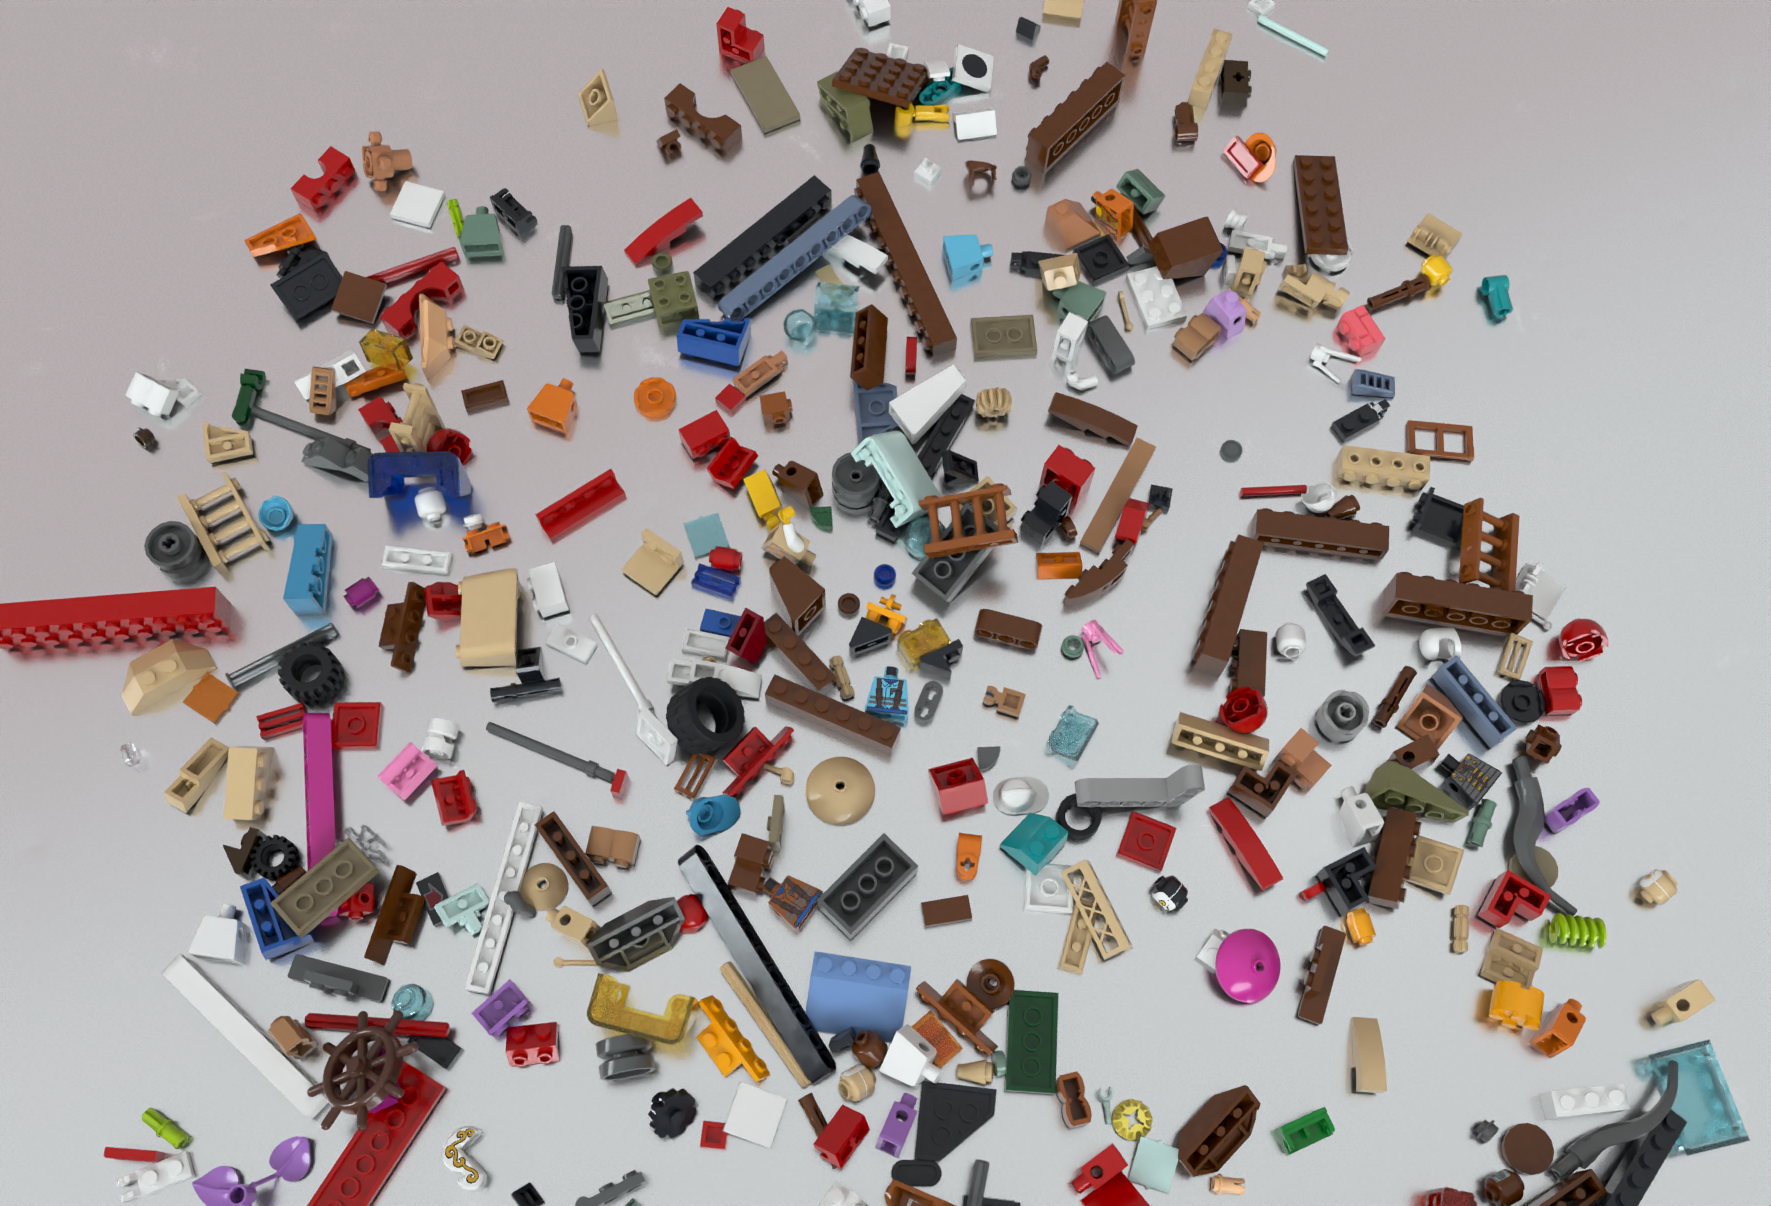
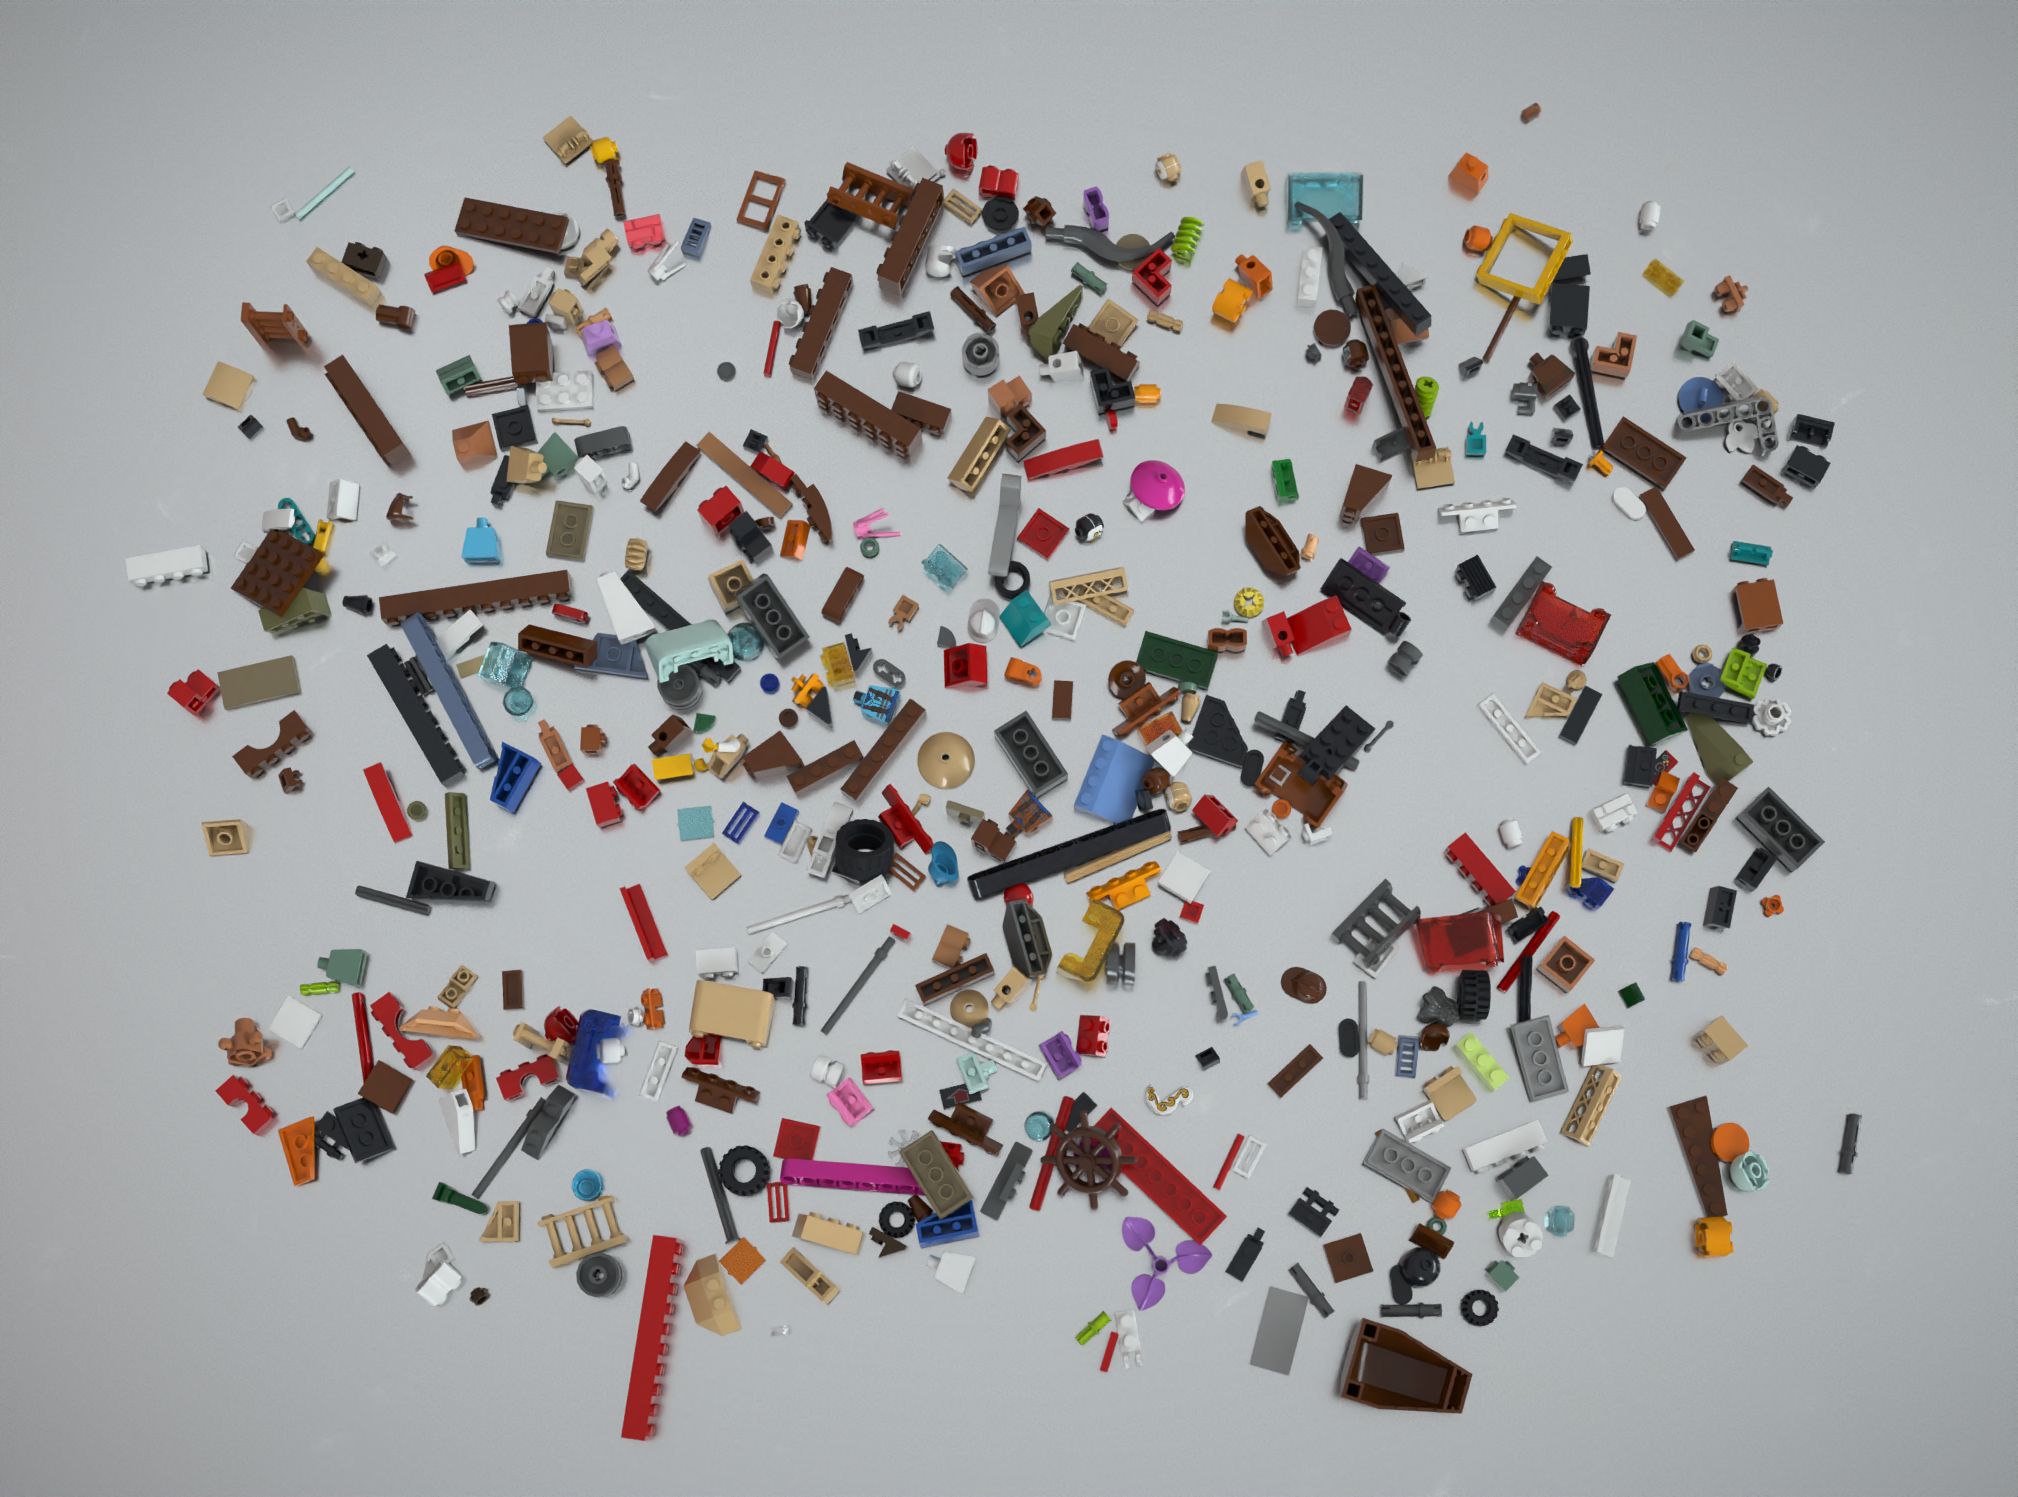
camera: 70 degrees left, 10 degrees up
(244, 1035) = (1034, 1258): white beam -> none
(291, 1036) = (1047, 1217): medium nougat brick -> none
(308, 570) = (646, 1161): dark azure wedge -> none
(330, 401) = (488, 1131): medium nougat slope -> none
(512, 211) = (327, 935): black hinge -> none
(554, 405) = (540, 928): orange torso -> none
(655, 397) = (552, 842): orange tile -> none
(673, 298) = (460, 805): olive bracket -> none
(725, 558) = (723, 809): red brick -> none
(748, 636) = (802, 803): dark red slope -> none
(842, 677) = (864, 736): tan axle -> none
(894, 1131) = (1217, 772): medium lavender torso -> none
(959, 468) = (689, 598): black slope -> none
(973, 68) = (284, 487): white tile -> none
(981, 538) = (769, 610): dark orange fence -> none
(1024, 172) = (411, 469): dark grey plate -> none
(1114, 212) = (473, 403): orange torso -> none
(1154, 1164) = (1284, 594): light aqua piece -> none
(1244, 710) = (960, 428): red cylinder -> none
(1321, 975) = (1174, 432): reddish brown bracket -> none
(1360, 419) = (725, 258): black hinge -> none
(1469, 778) = (1052, 275): torso -> none
(1497, 290) = (633, 106): teal piece -> none
(1511, 959) = (1197, 292): tan slope -> none

